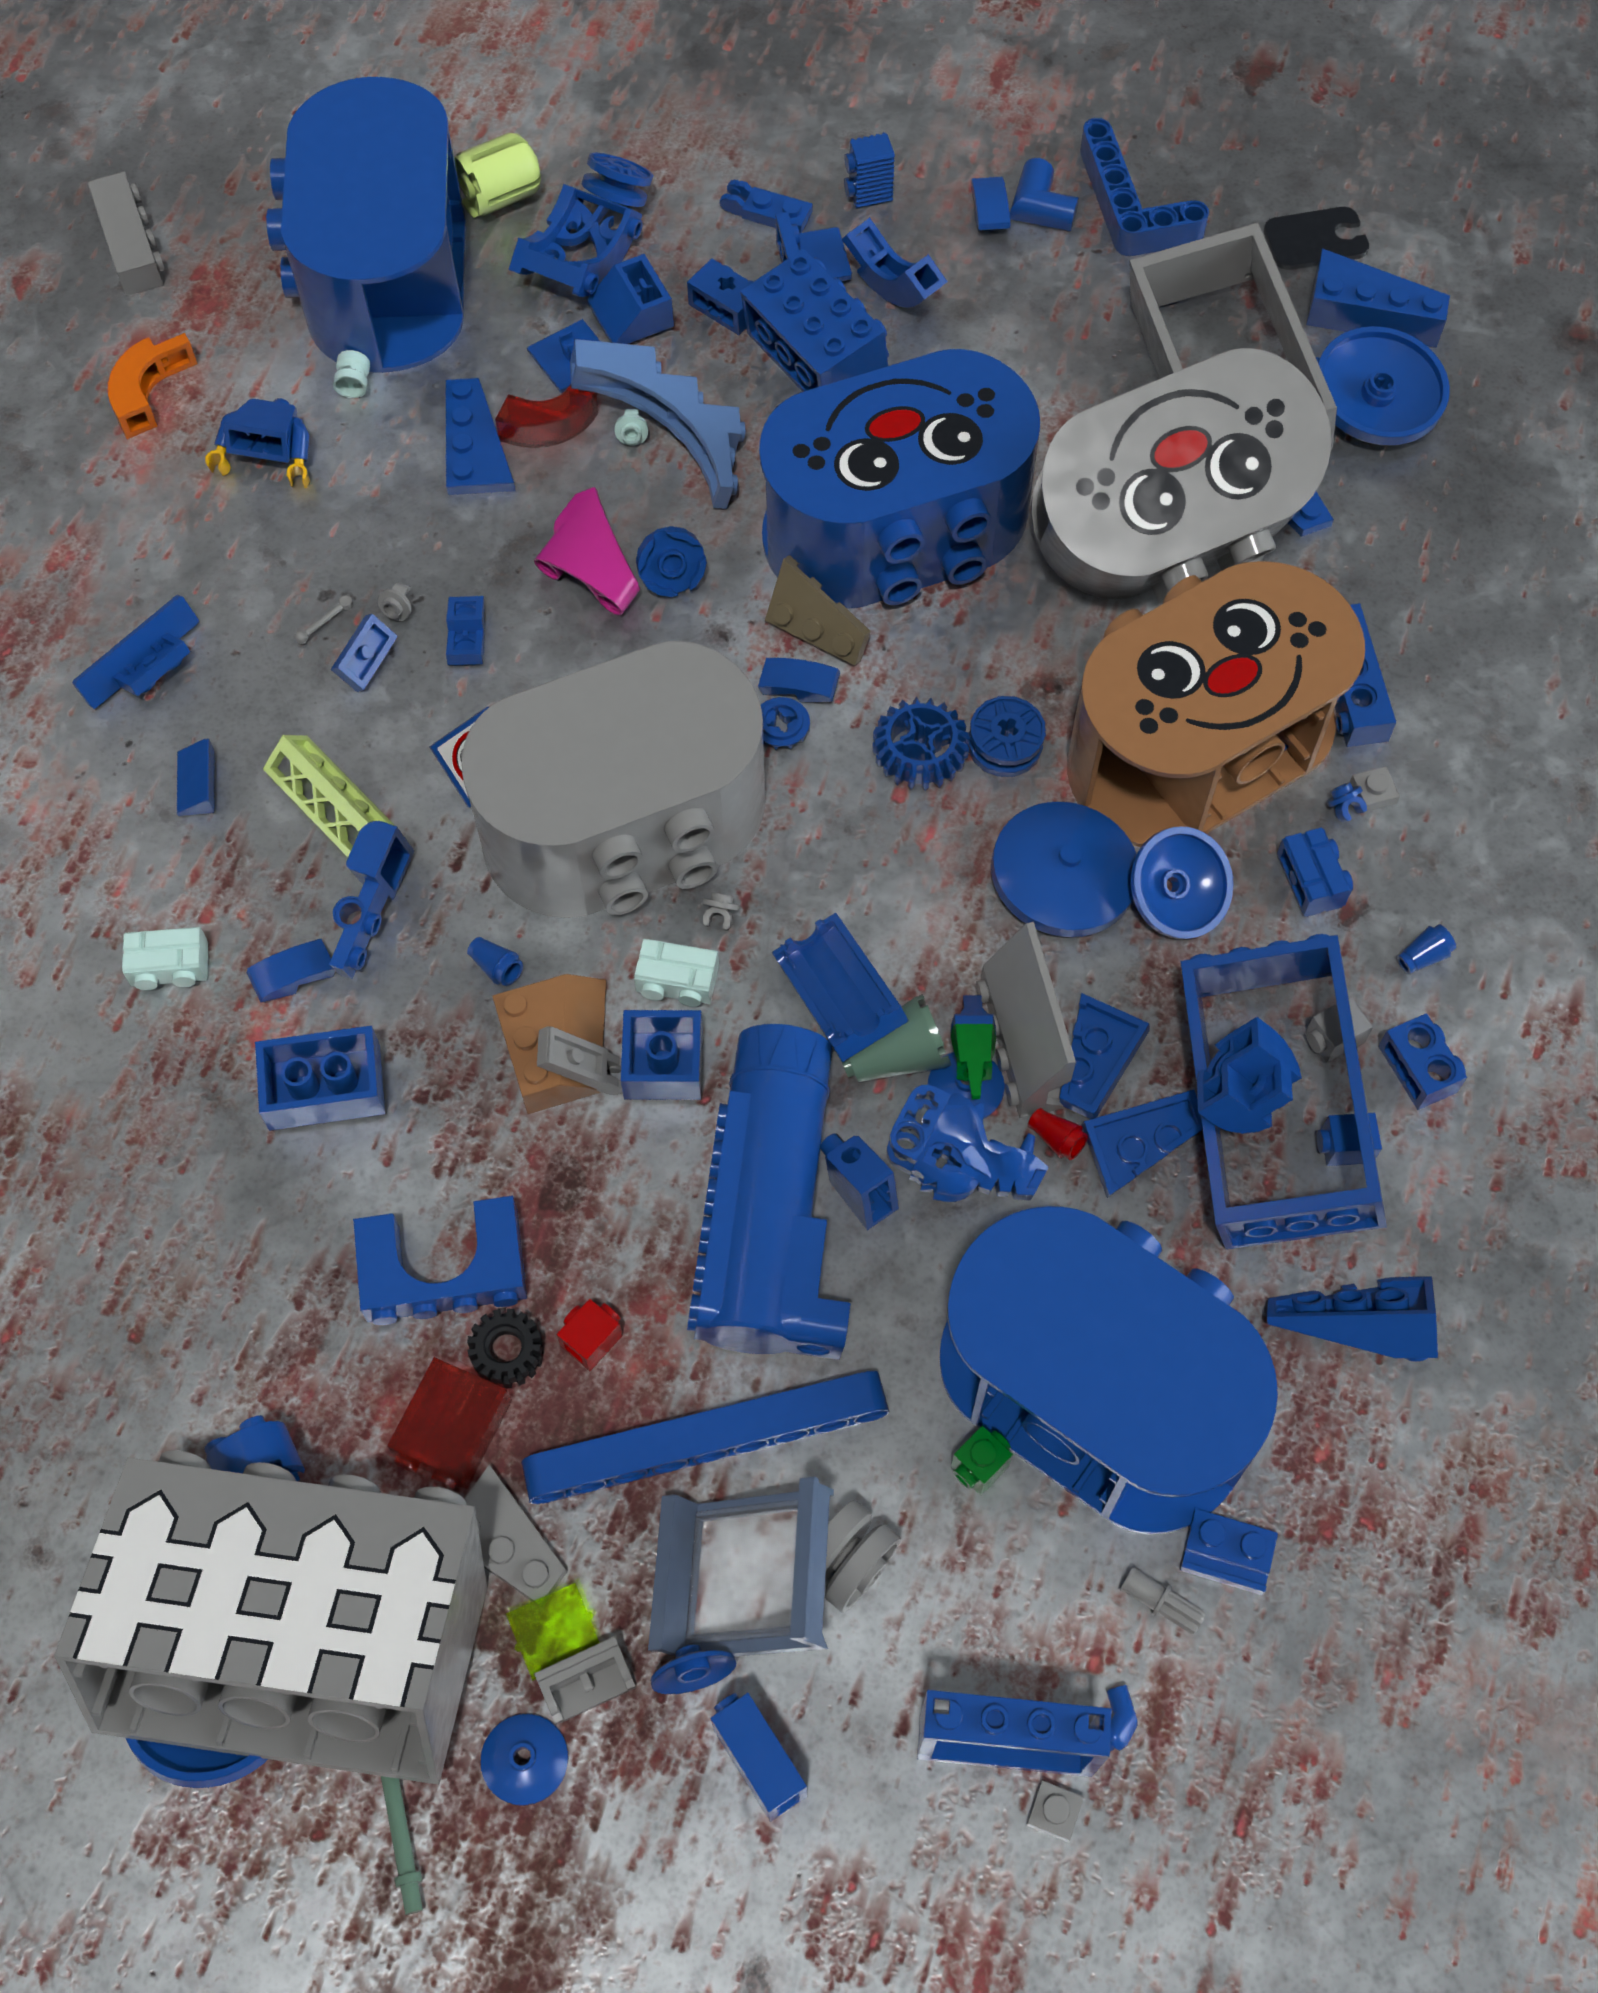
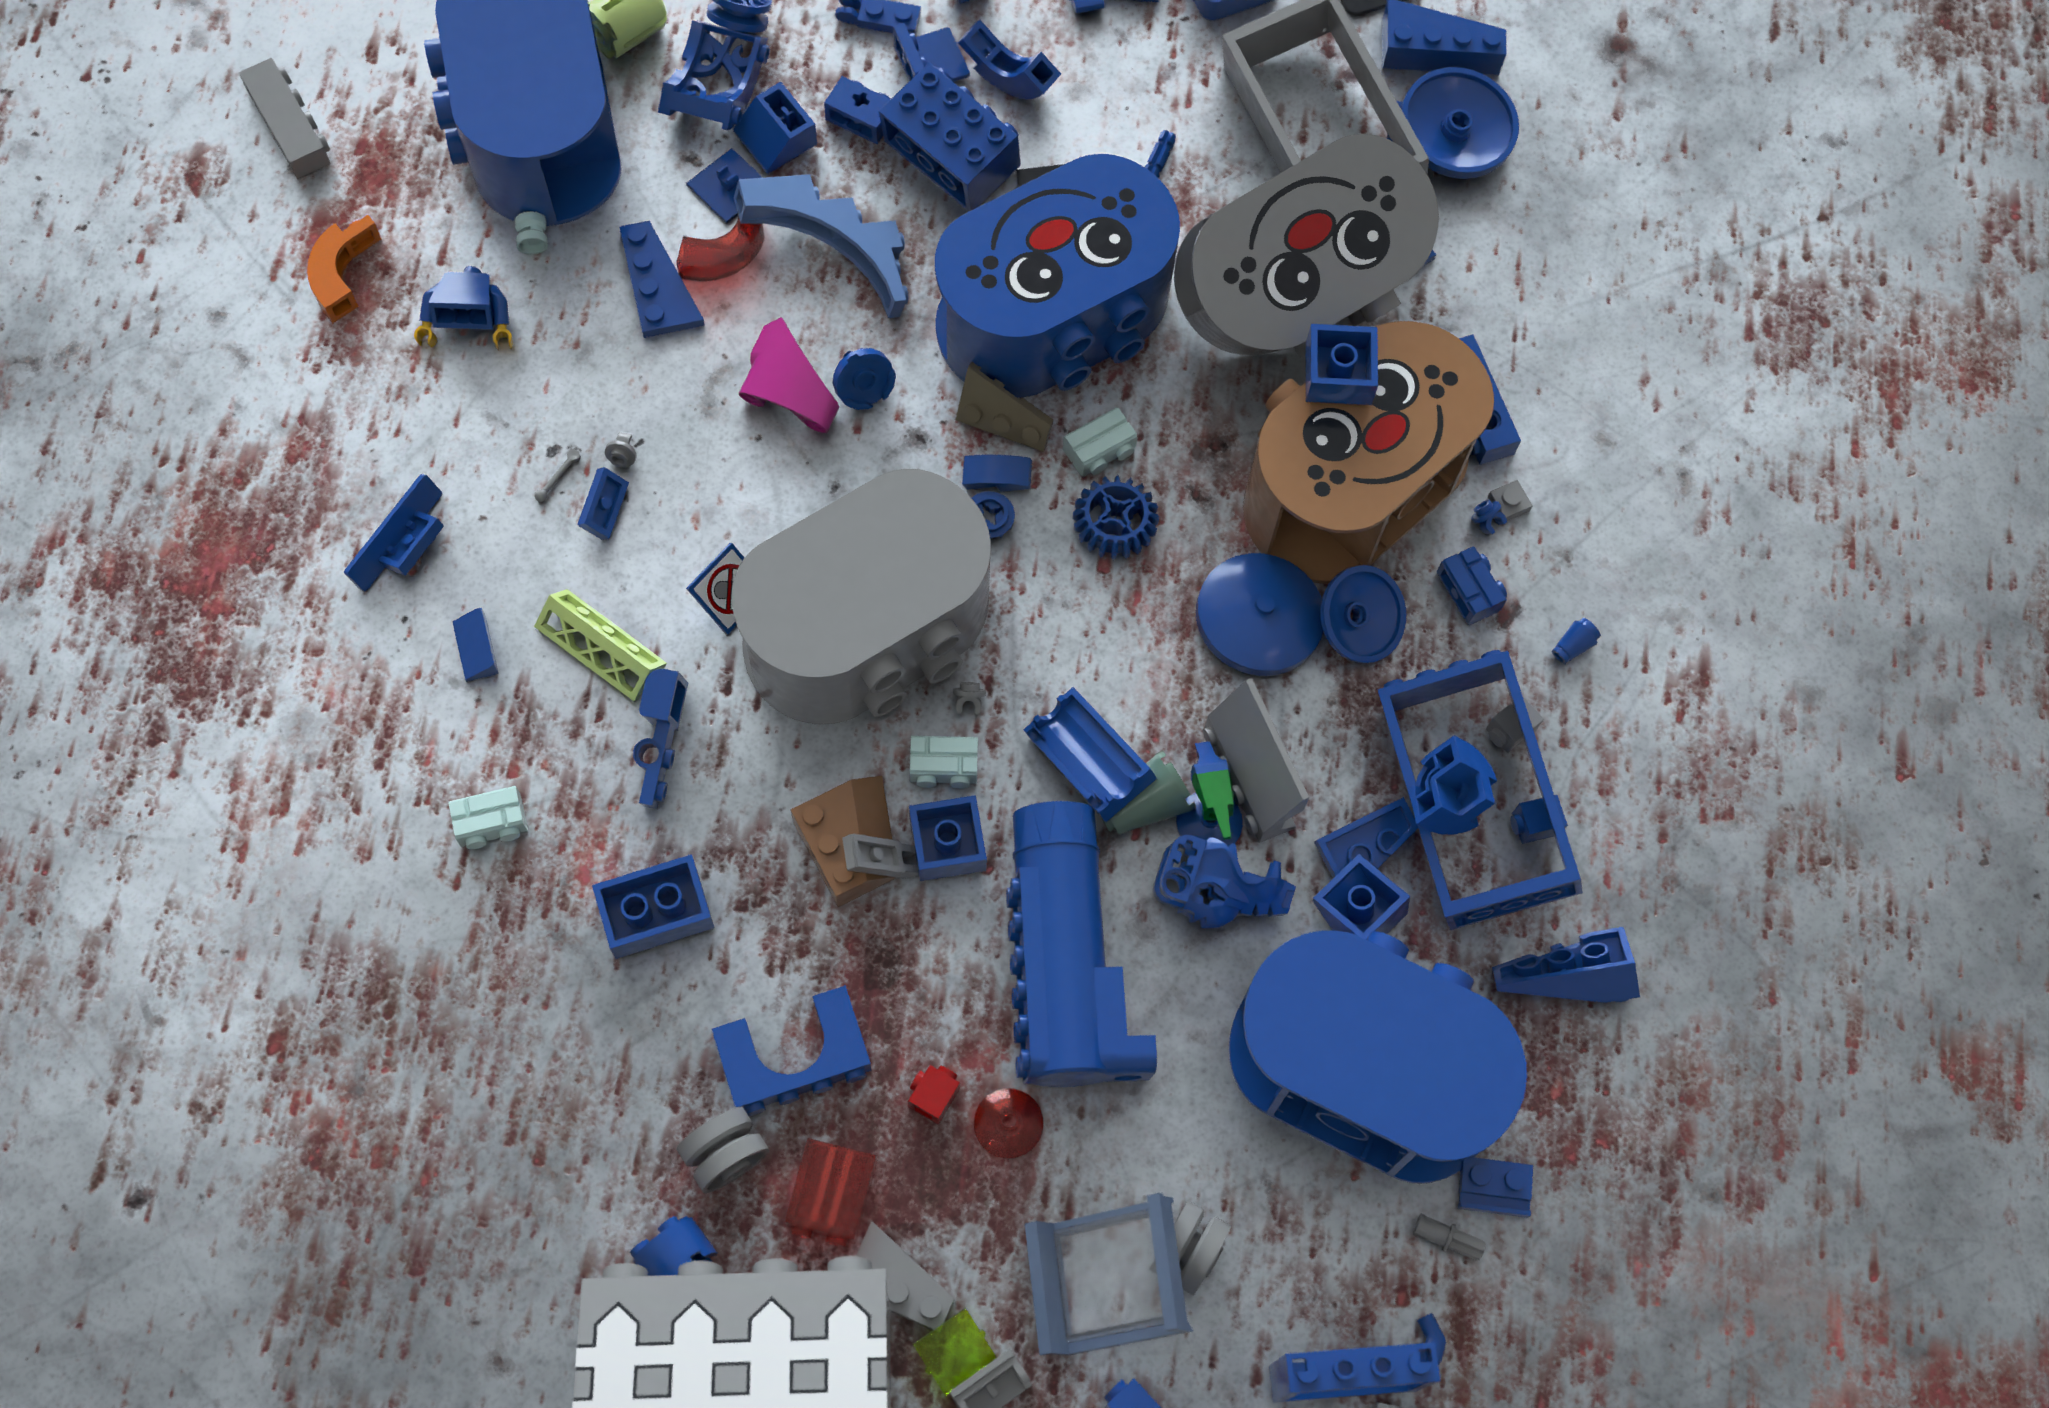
camera: 15 degrees left, 5 degrees up
(284, 971) = (602, 810): blue slope -> none
(335, 1353) = (722, 1149): none -> light grey wheel
(465, 630) = (689, 468): blue slope -> none
(496, 961) = (784, 775): blue cone -> none
(499, 1325) = (864, 1139): black tyre -> none
(631, 428) = (800, 252): light aqua plate -> none
(671, 1401) = (1003, 1140): none -> clear red dish
(692, 1670) = (1079, 1364): blue dish -> none
(704, 1437) = (1047, 1166): blue beam -> none
(860, 1178) = (1137, 920): blue torso -> none
(919, 663) = (1100, 443): none -> light aqua brick
(981, 1460) = (1283, 1146): green brick -> none
(1006, 736) = (1193, 483): blue wheel -> none
(1045, 377) = (1160, 152): none -> blue axle
(1061, 1135) = (1297, 853): red cone -> none
(1103, 1049) = (1322, 767): blue wing -> none
(1126, 1190) = (1362, 900): none -> blue slope
(1192, 593) = (1341, 364): none -> blue brick
(1413, 1064) = (1580, 745): blue brick -> none

